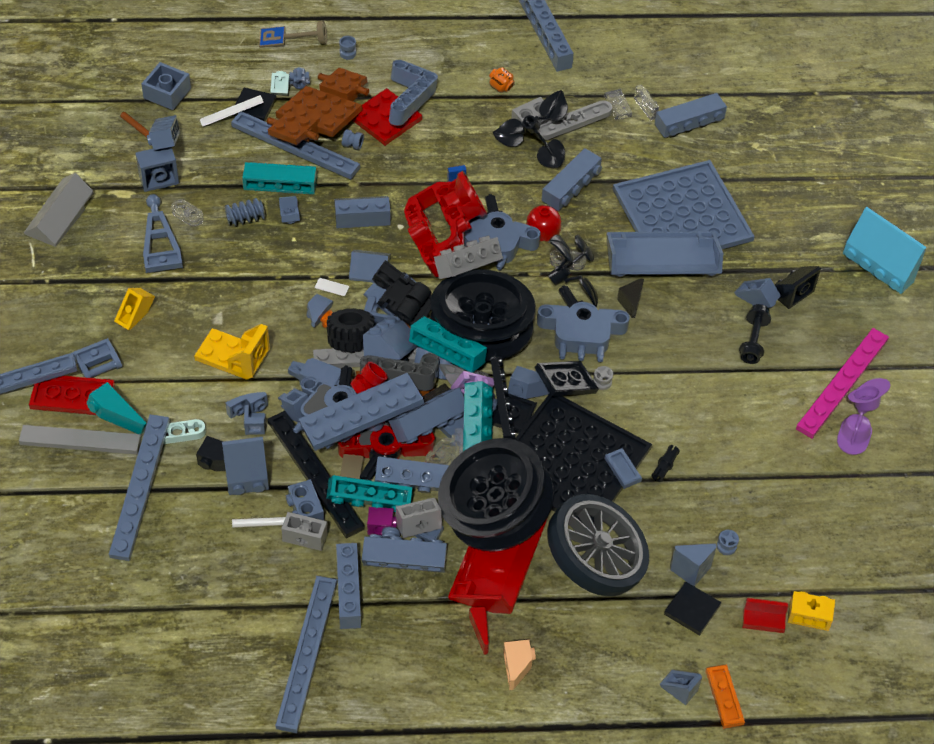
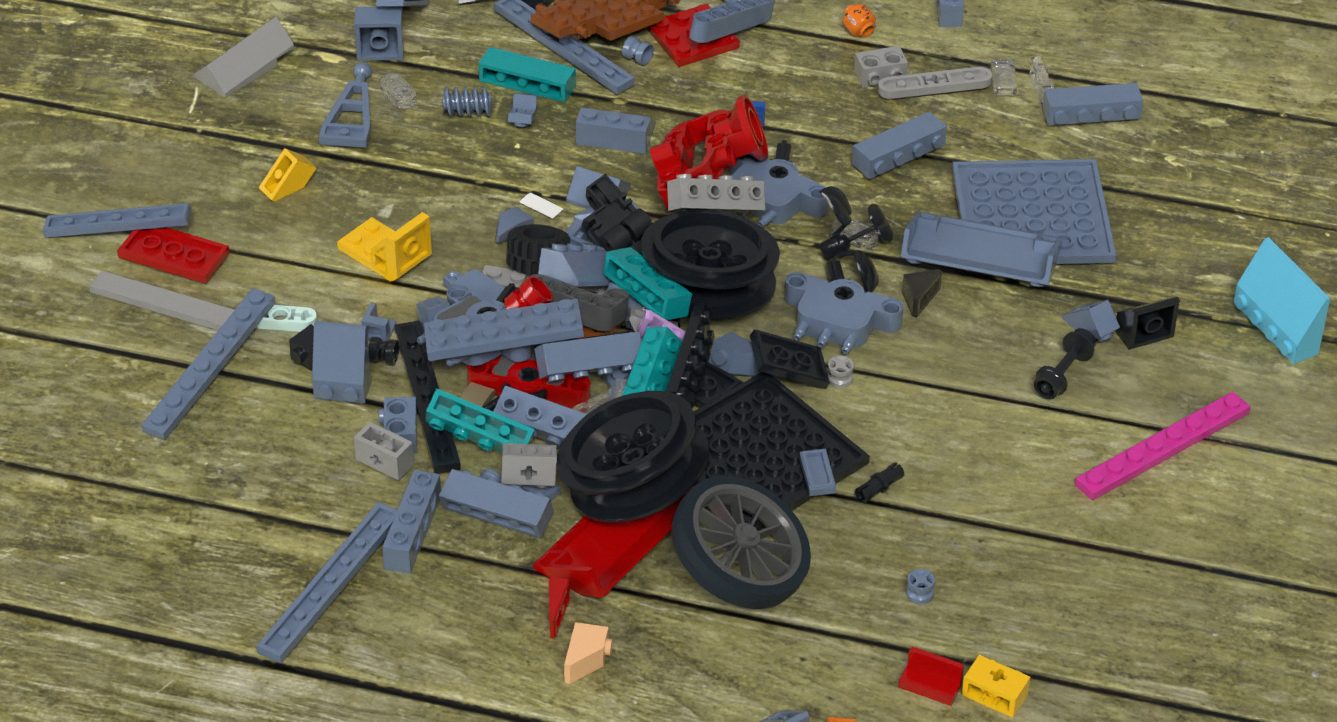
camera: 20 degrees right, 10 degrees down
(96, 354) = (220, 216): sand blue plate -> none
(113, 408) = (212, 272): teal slope -> none
(256, 402) = (388, 303): sand blue slope -> none
(258, 522) = (328, 432): white bar -> none
(270, 442) = (383, 350): none -> black wheel
(380, 518) = (482, 457): magenta brick -> none
(512, 130) = (846, 79): black plant -> none
(546, 220) = (848, 180): red cylinder -> none
(692, 561) = (861, 592): sand blue slope -> none
(692, 608) = (841, 649): black tile -> none
(854, 434) = (1152, 505): medium lavender piece -> none
(869, 394) = (1187, 466): medium lavender piece -> none

